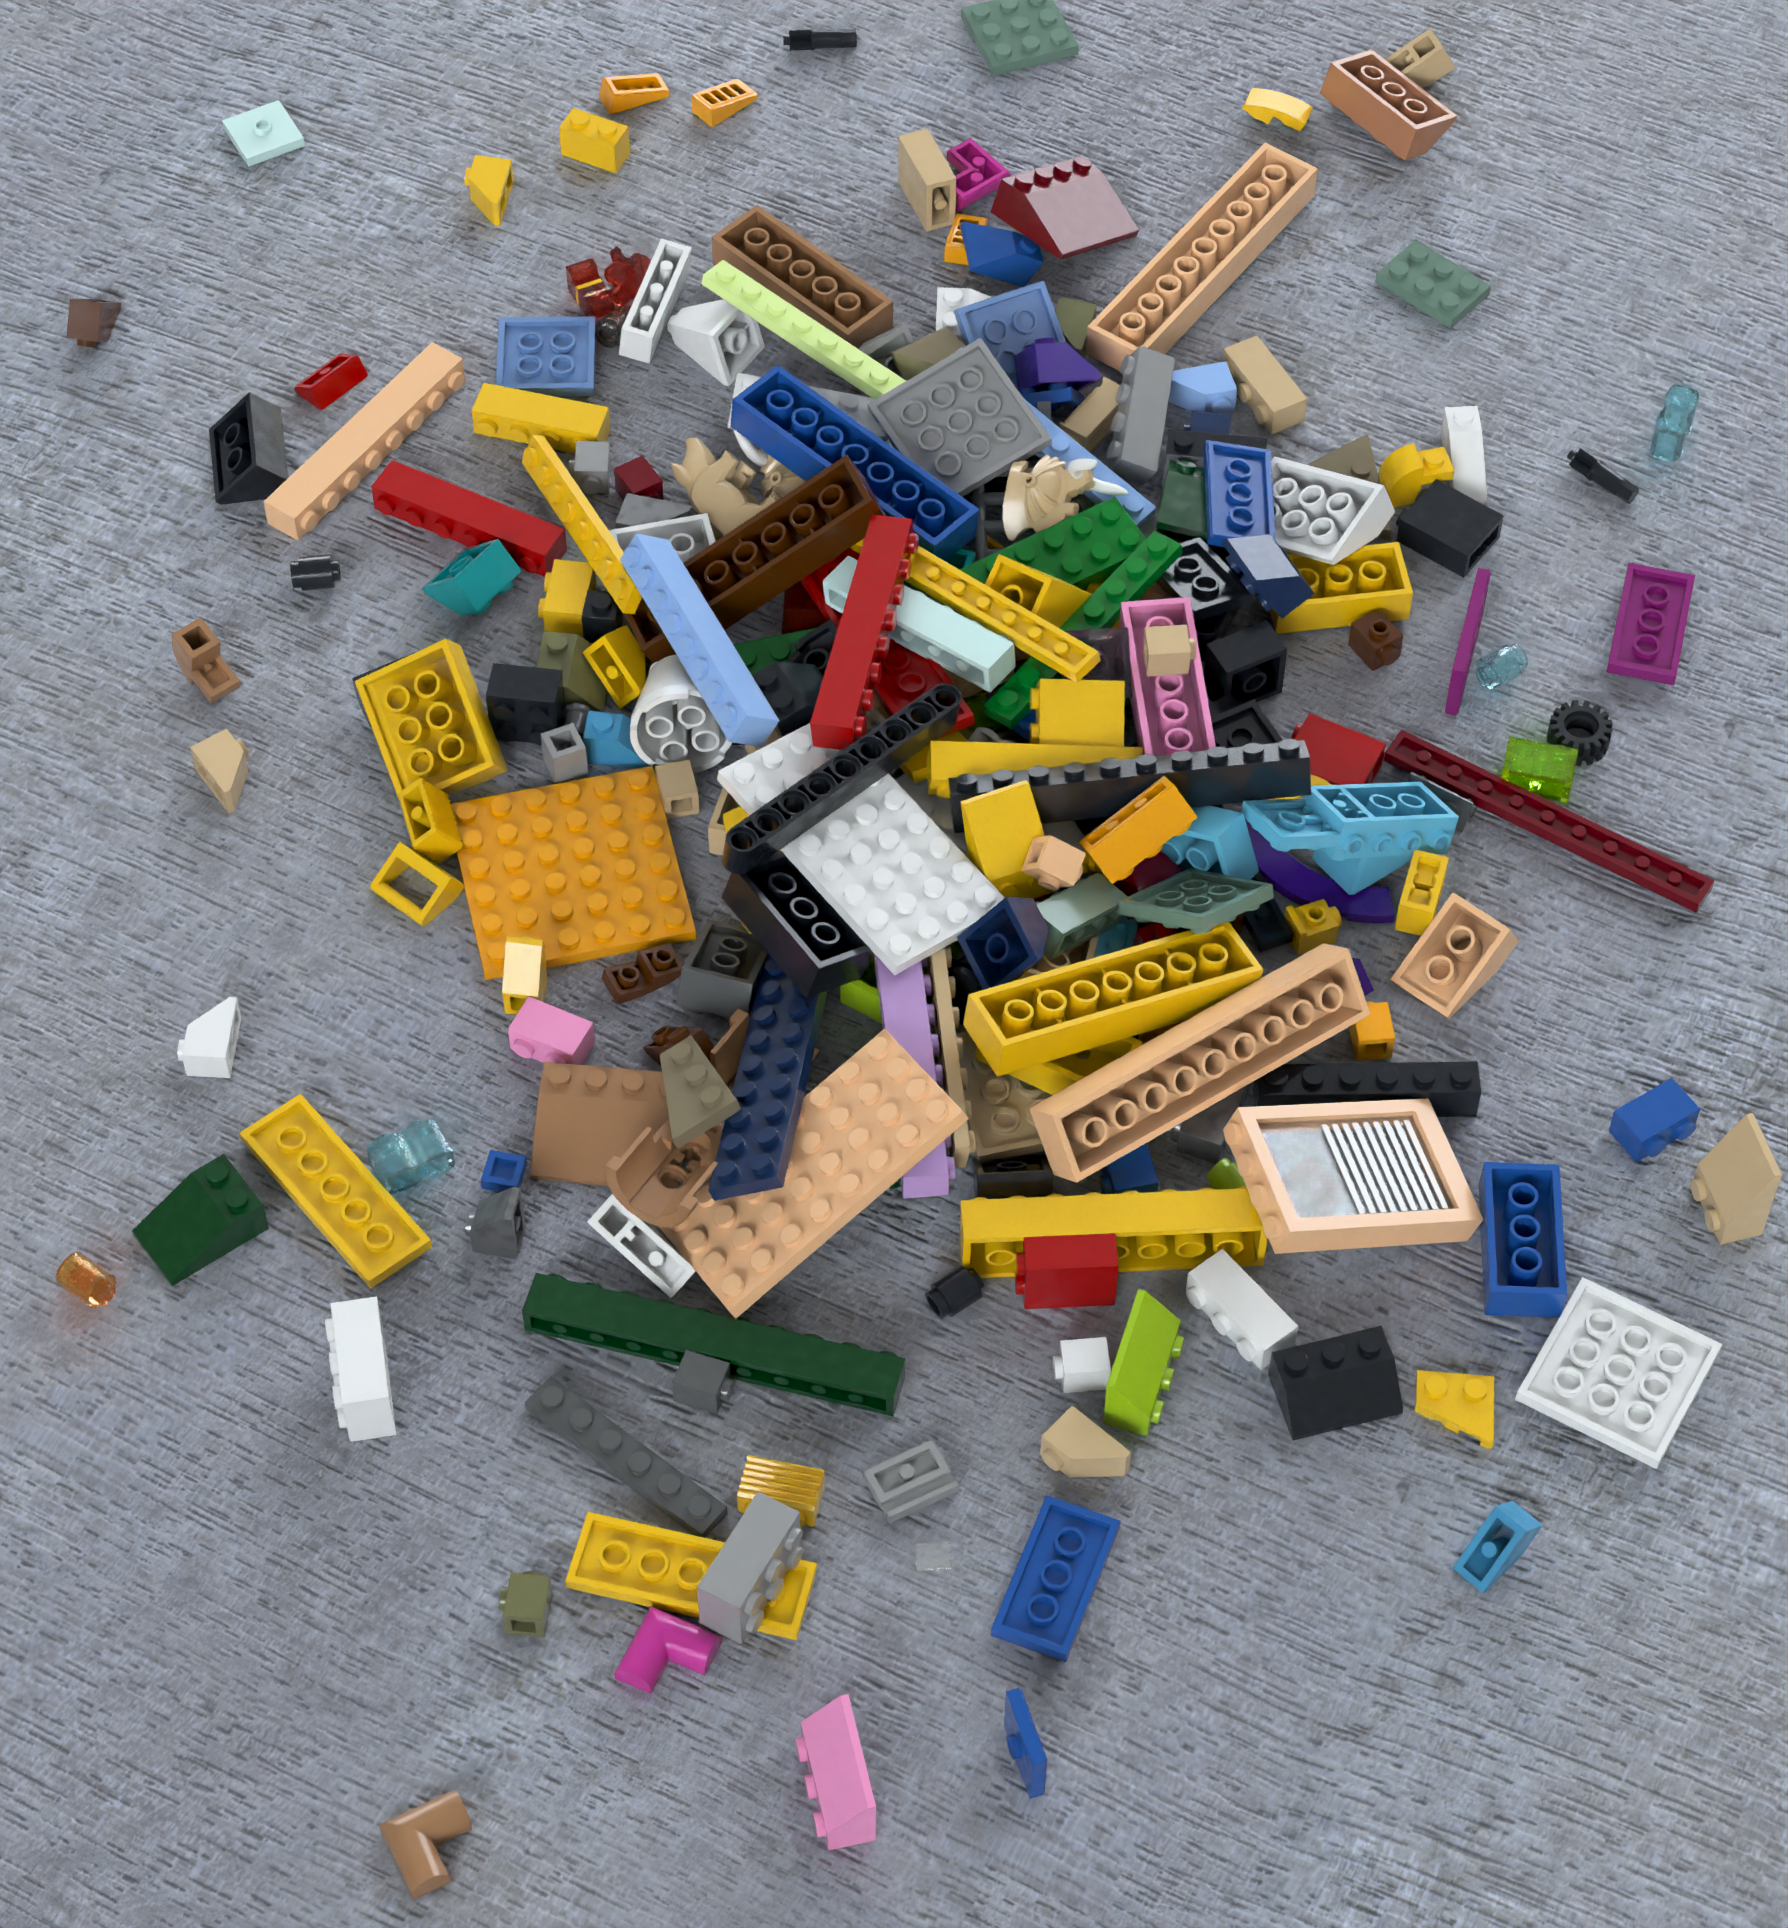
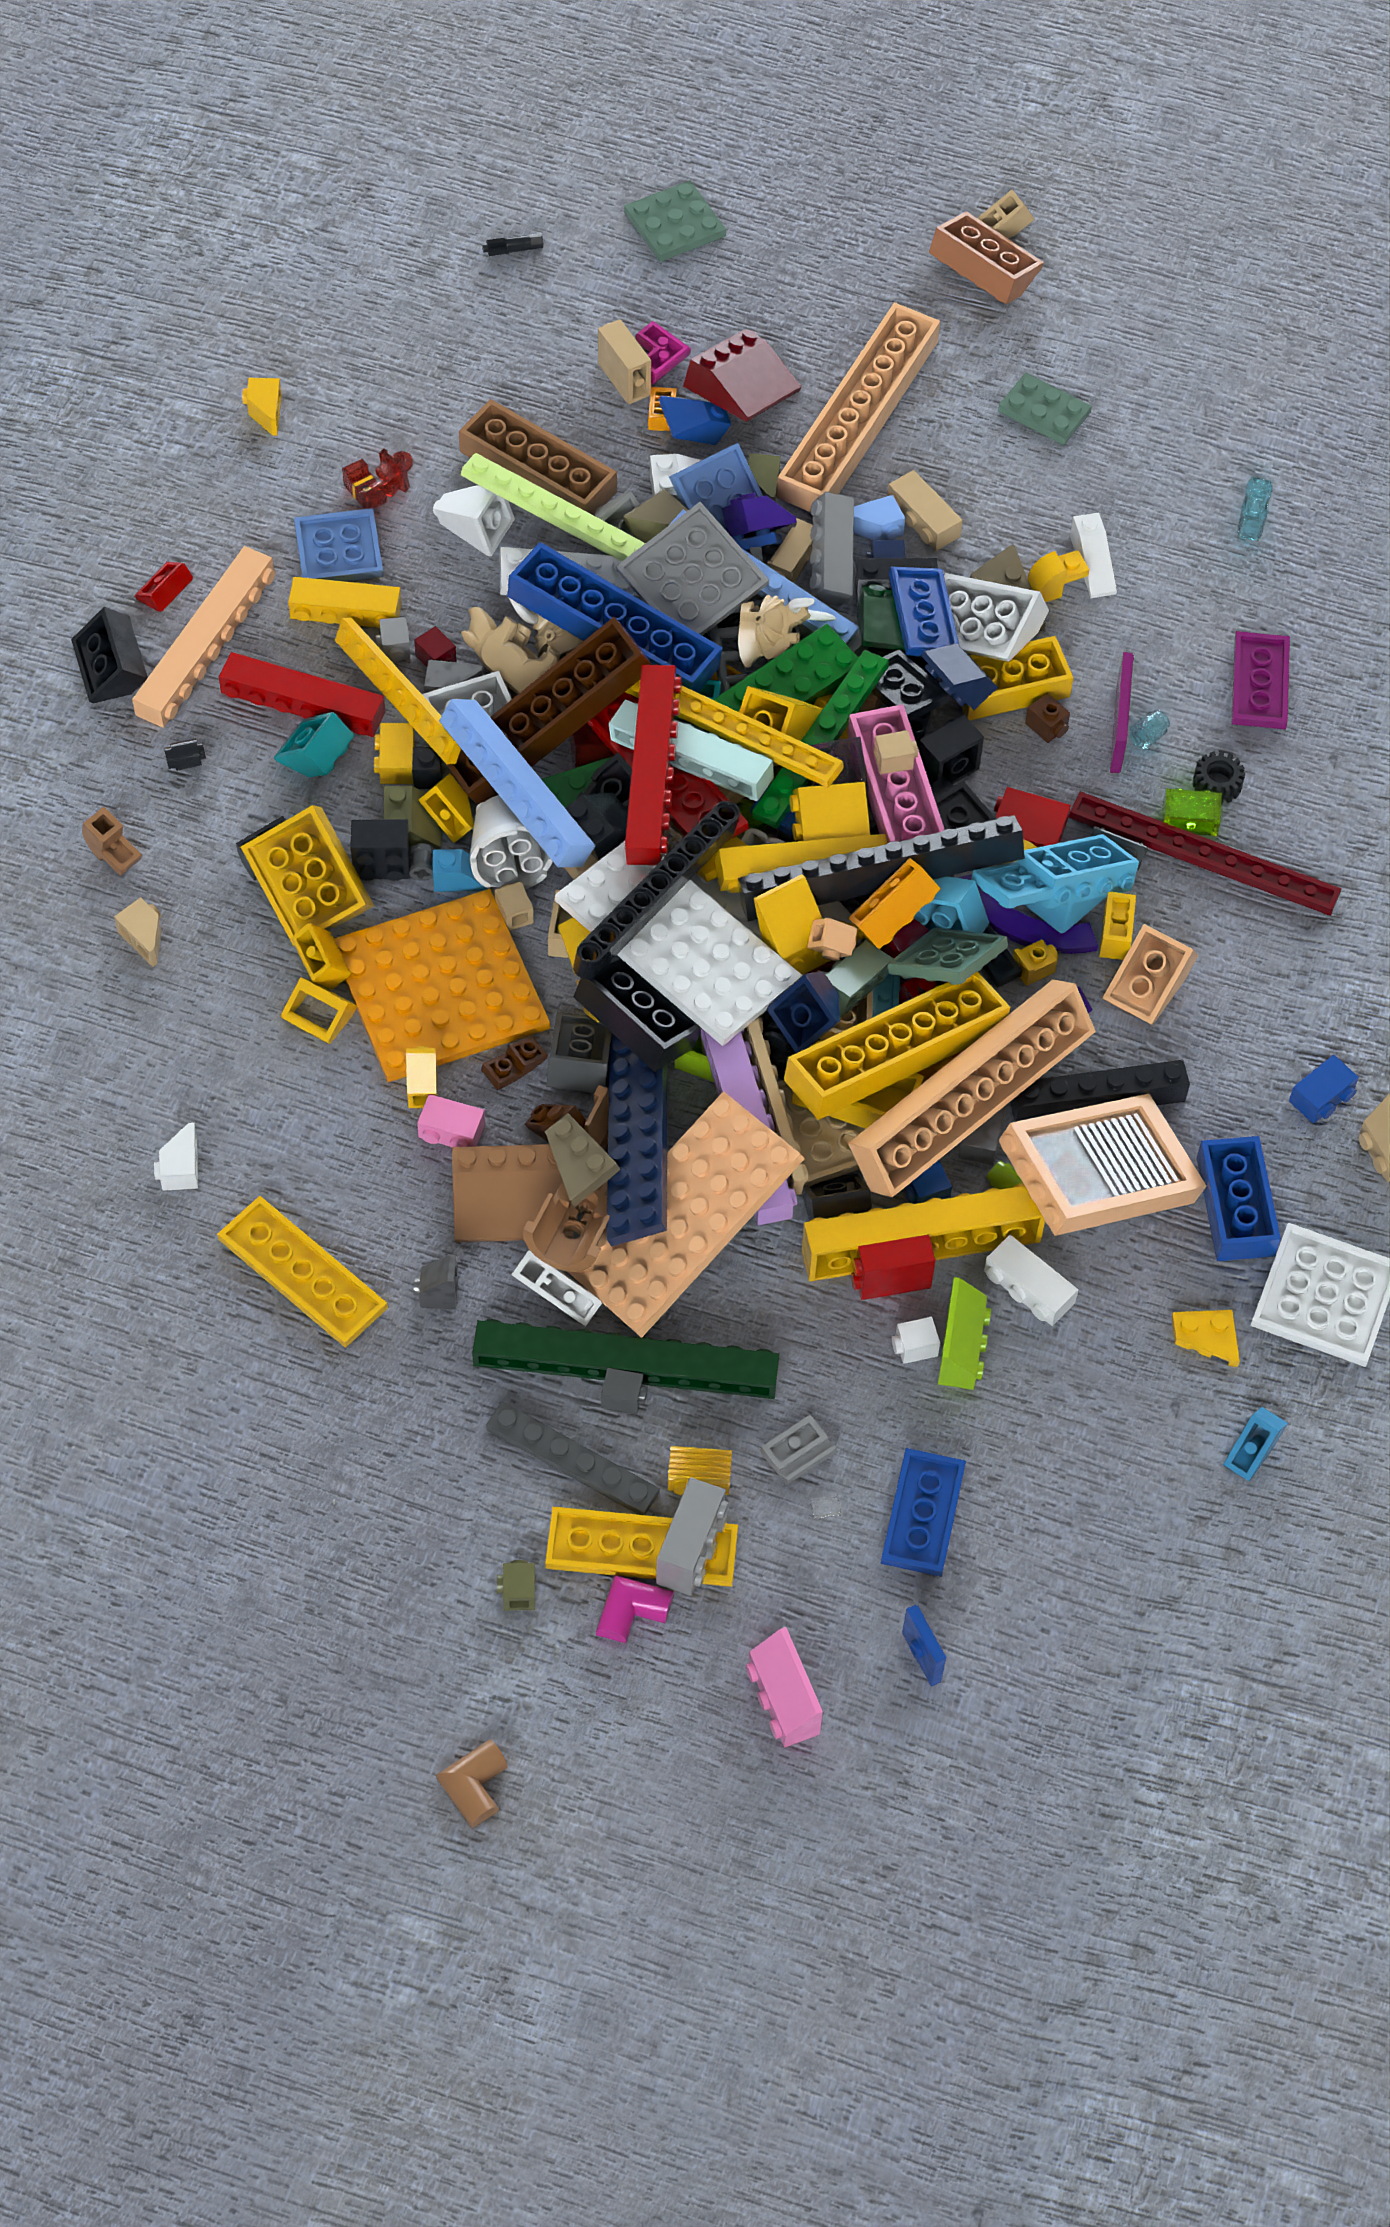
camera: 10 degrees left, 5 degrees up
(86, 1280) = (118, 1369): clear orange brick -> none
(201, 1220) = (200, 1309): dark green slope -> none
(263, 133) = (65, 373): light aqua plate -> none
(360, 1369) = (354, 1415): white brick -> none
(410, 1156) = (357, 1236): clear light blue brick -> none
(503, 1171) = (434, 1240): blue plate -> none
(564, 753) = (418, 887): light grey brick -> none
(594, 140) = (343, 353): yellow brick -> none
(609, 328) = (390, 515): clear smoke cone -> none
(631, 91) = (357, 310): light orange slope -> none
(655, 301) = (420, 490): white brick -> none
(712, 110) = (437, 319): light orange slope -> none
(955, 1292) = (806, 1294): black brick -> none
(1083, 1448) = (927, 1406): tan slope -> none
(1266, 104) = (890, 266): yellow slope -> none
(1336, 1382) = (1113, 1330): black slope -> none
(1373, 1035) = (1099, 1047): light orange brick -> none
(1449, 527) = (1090, 616): black brick -> none
(1602, 475) = (1204, 559): black piece -> none

